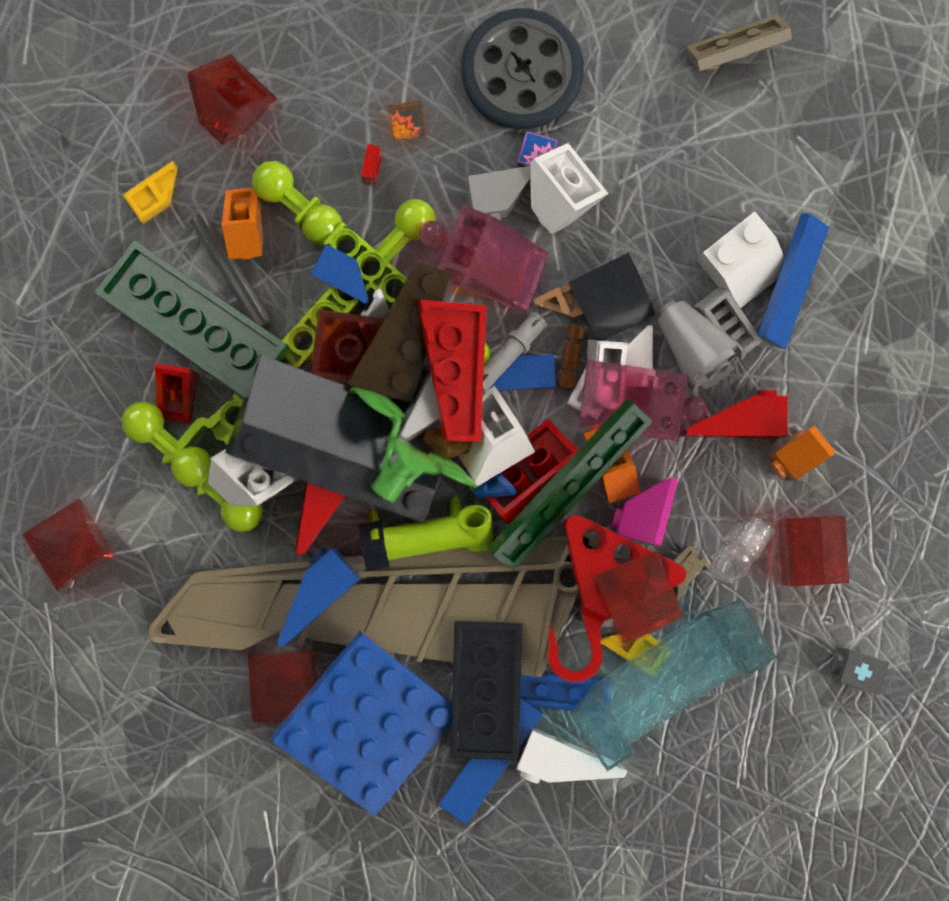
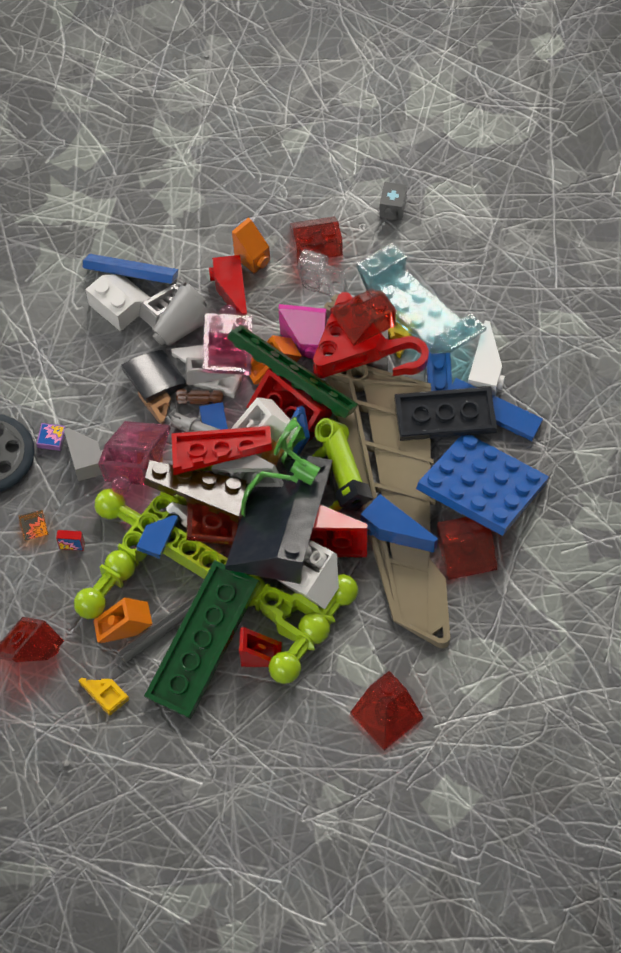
camera: 90 degrees left, 25 degrees down
(562, 188) = (81, 411): white slope -> none

